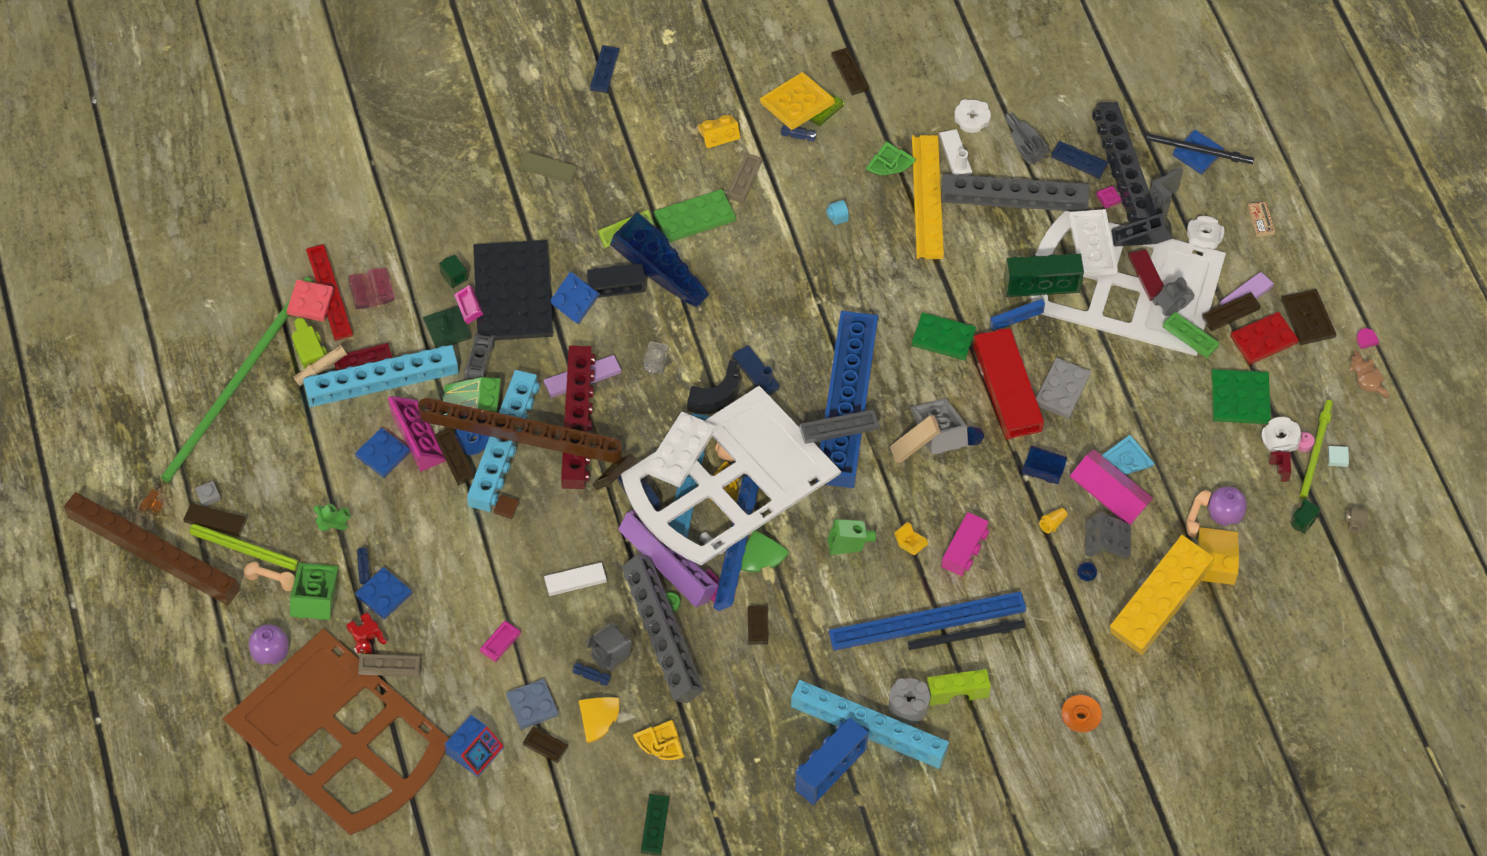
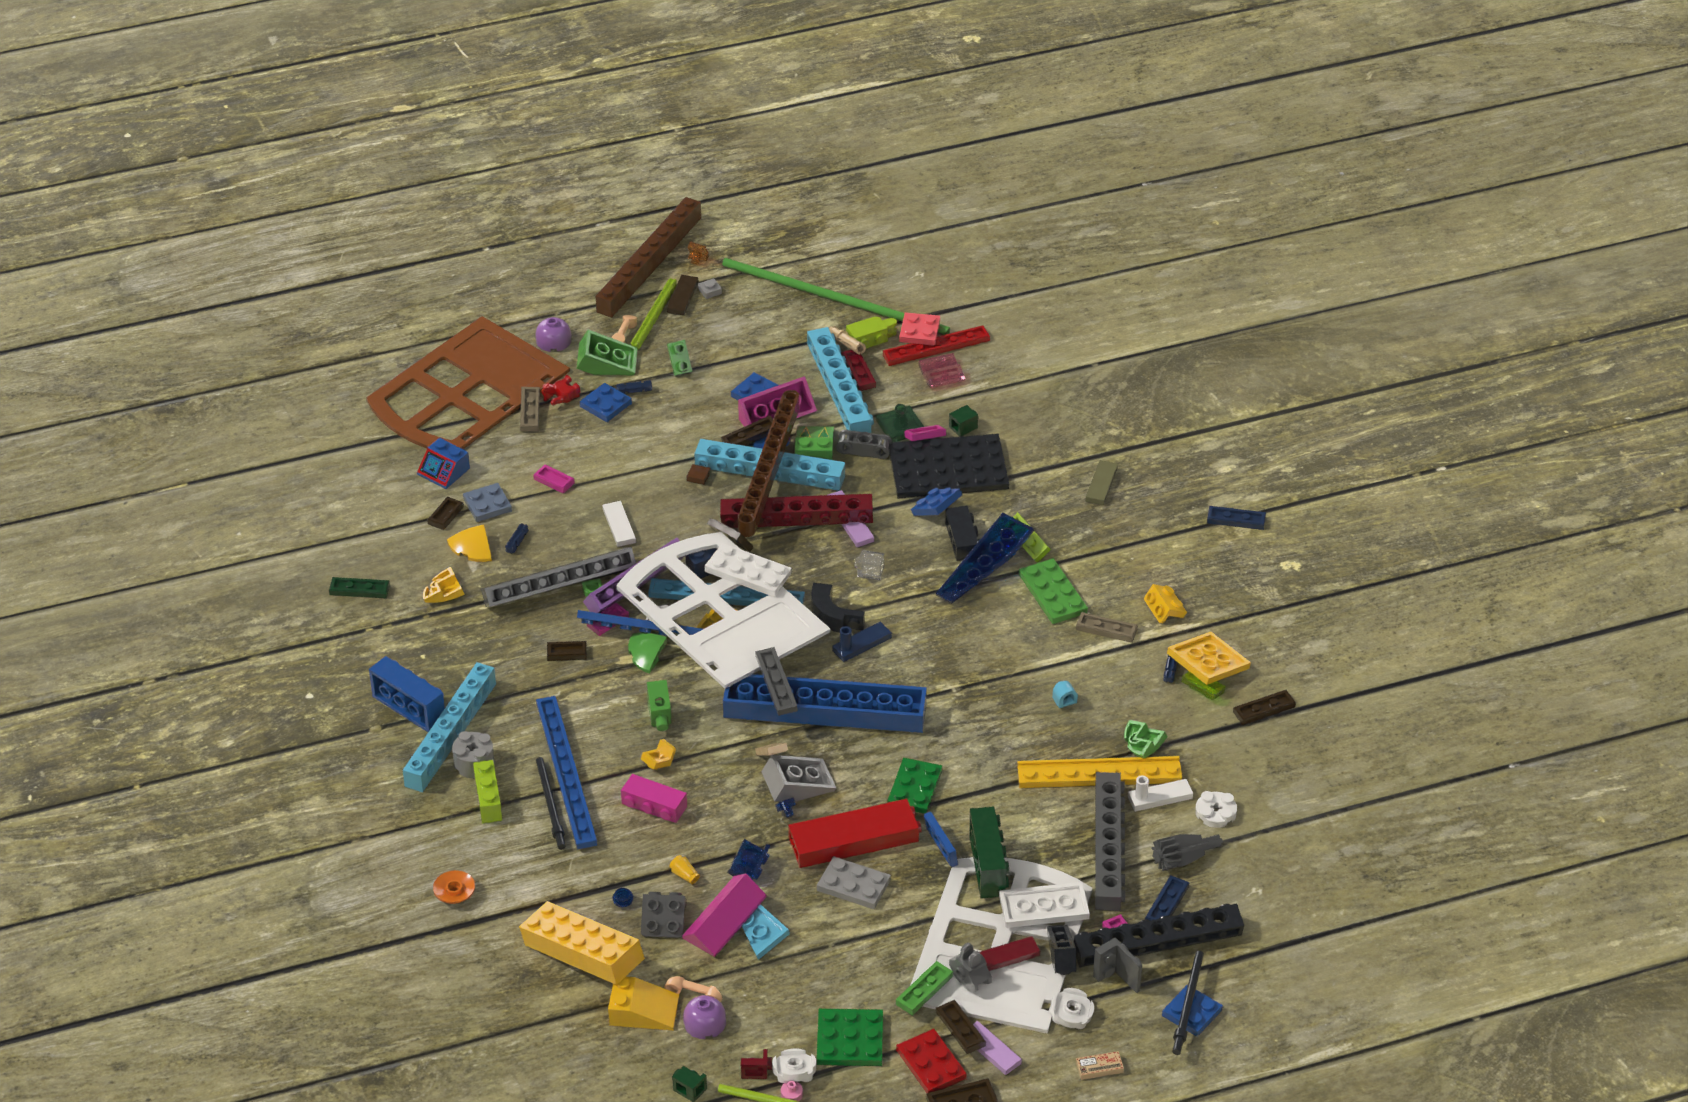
camera: 90 degrees right, 15 degrees down
(609, 647) = (537, 540): dark grey brick -> none

